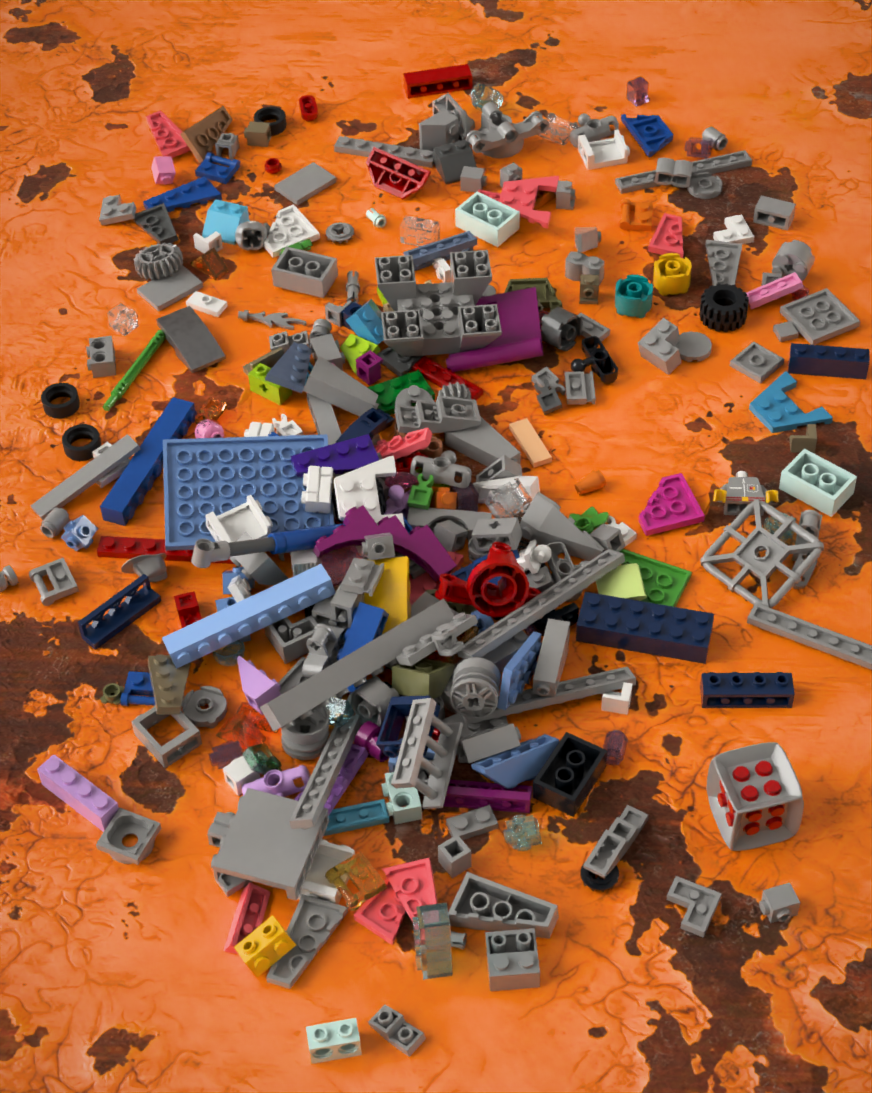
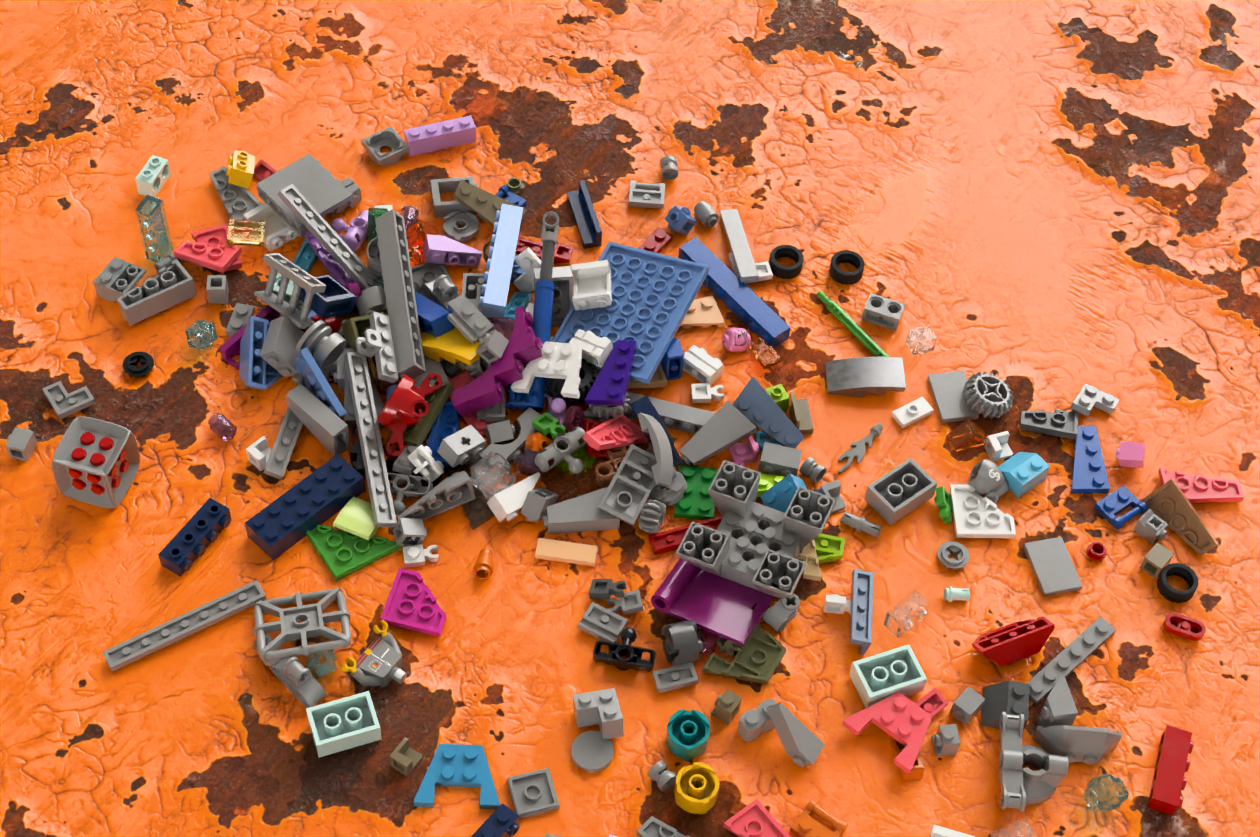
camera: 115 degrees right, 5 degrees up
(150, 565) = (610, 236): light grey piece -> none
(285, 341) = (818, 445): light grey slope -> none
(376, 411) = (664, 468): none -> light grey slope
(396, 1030) = (126, 214): light grey slope -> none
(565, 195) = (887, 773): light grey brick -> none
(569, 774) = (221, 383): black brick -> none
(589, 519) = (446, 538): bright green plate -> none
(616, 841) = (149, 381): light grey slope -> none
(677, 299) = (661, 774): none -> light grey wheel
(724, 307) = (613, 819): black tyre -> none

